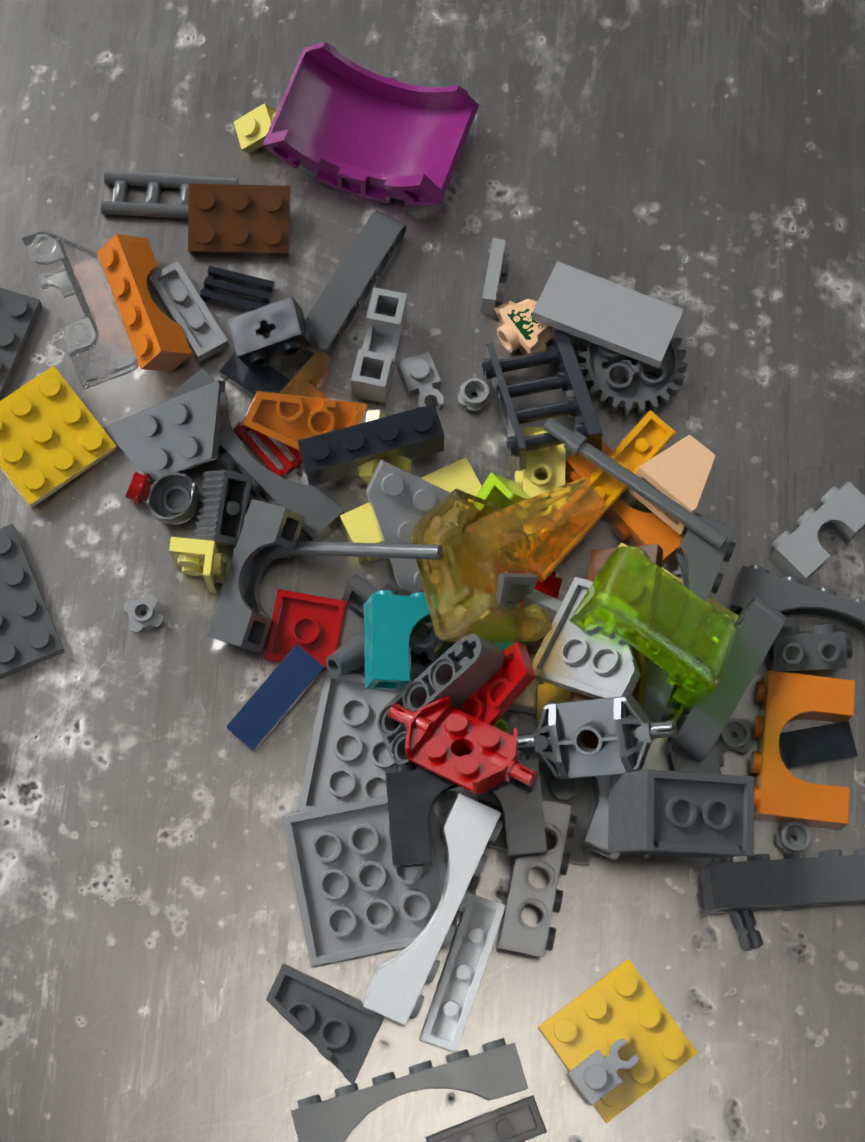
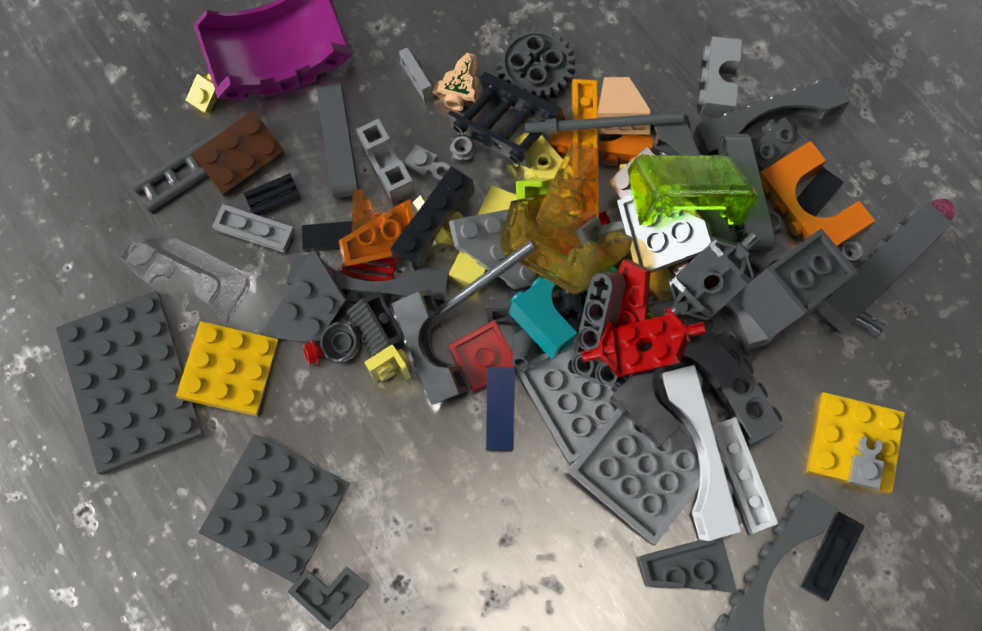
camera: 30 degrees left, 0 degrees up
(150, 620) = (382, 430): light grey plate -> none
(154, 337) = (247, 257): orange arch -> none
(270, 333) = (304, 204): brick -> none
(607, 314) = (502, 45): light grey tile -> none

